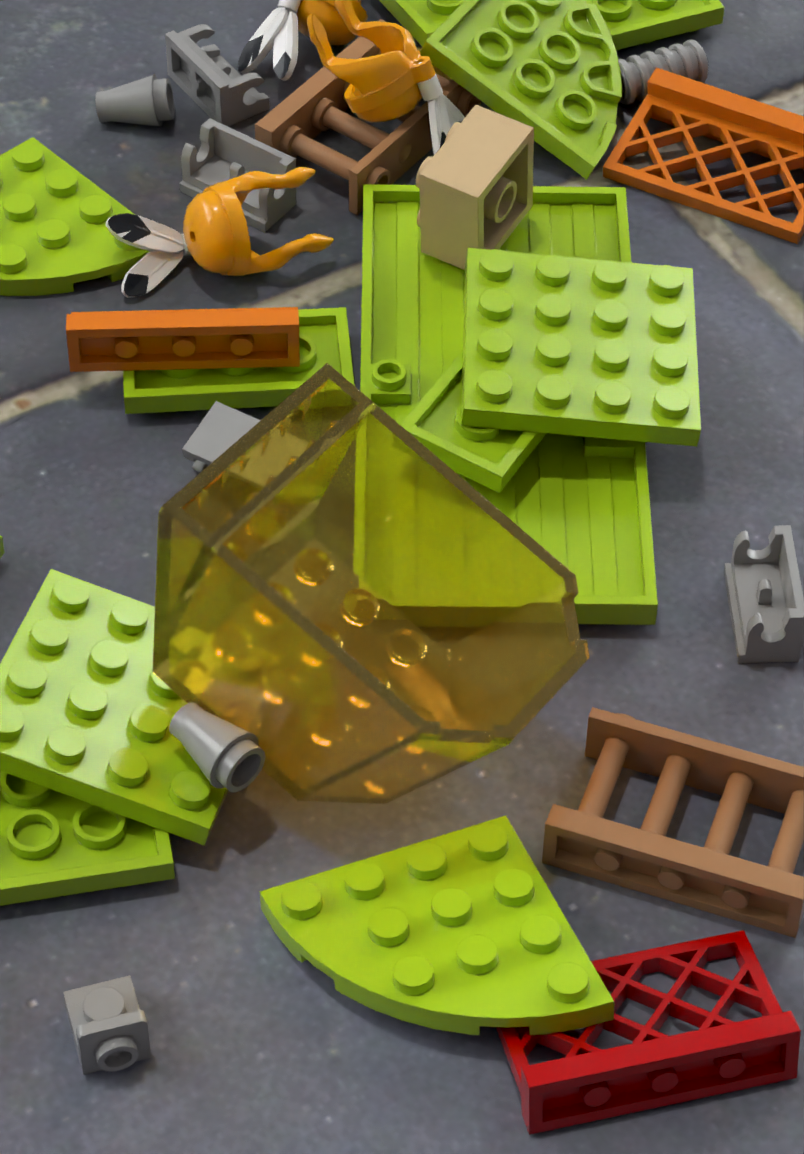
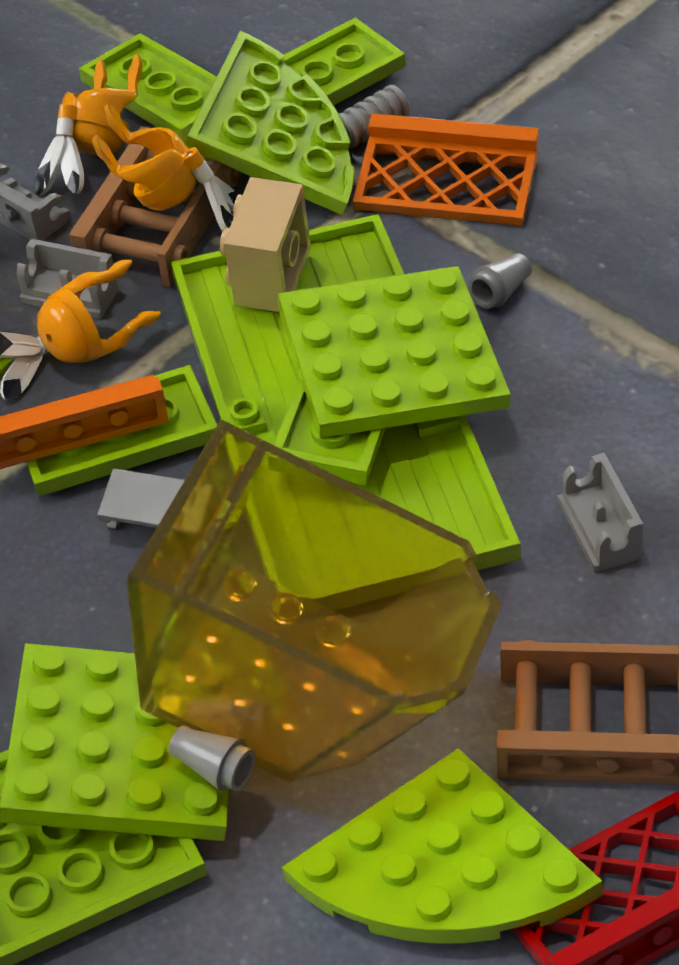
camera: 10 degrees left, 0 degrees up
(741, 299) = (497, 281): none -> light grey cone

